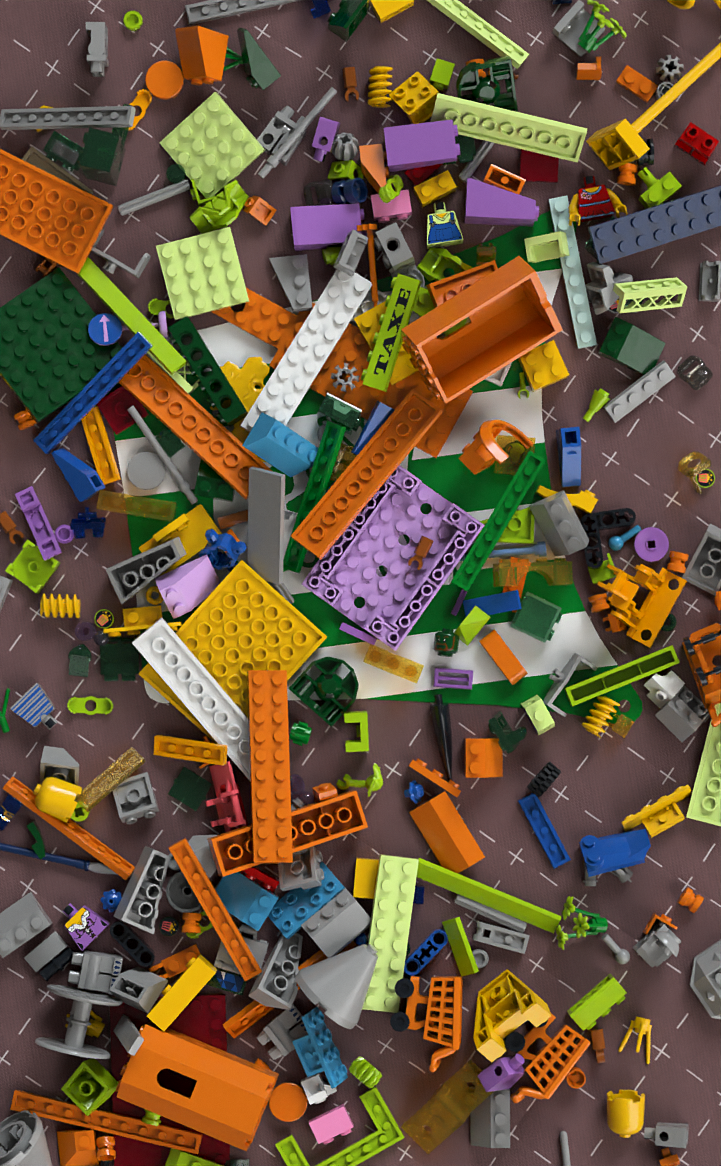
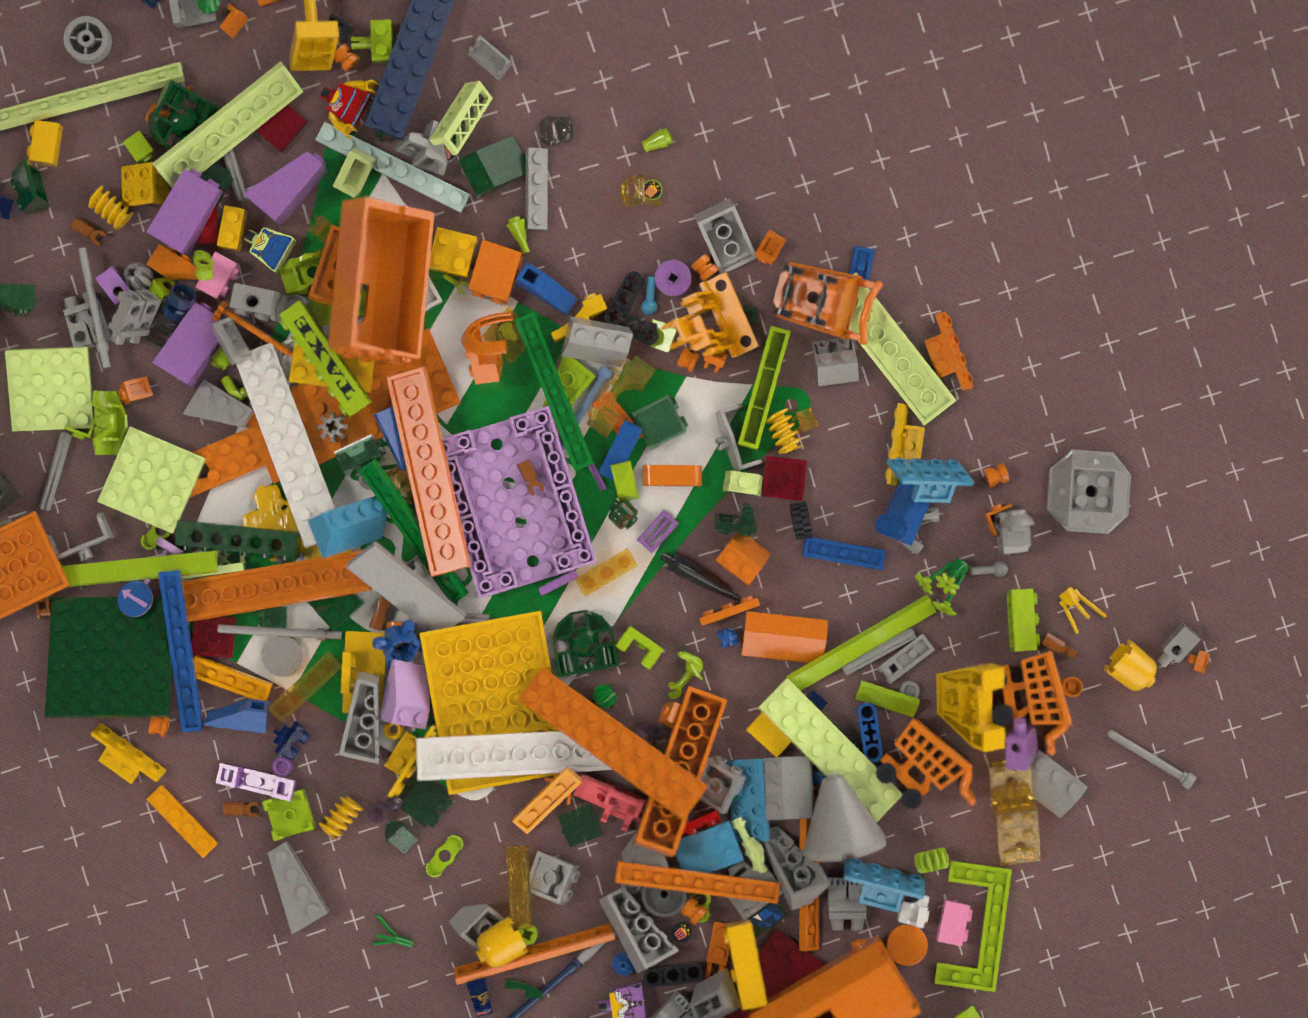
camera: 55 degrees left, 0 degrees up
(35, 707) = (410, 903): torso -> none
(104, 618) = (380, 787): tile -> none
(175, 173) = (49, 437): clear green plate -> none
(271, 932) = (752, 848): none -> yellowish green piece
(313, 166) = (133, 316): none -> light grey hips
(315, 280) = (232, 390): none -> lime arm
(504, 179) = (269, 164): orange brick -> none
(553, 409) = (495, 272): none -> orange slope
(565, 742) = (784, 478): none -> dark red plate
(651, 854) = (932, 478): none -> dark azure bracket
(663, 688) = (801, 361): white brick -> none

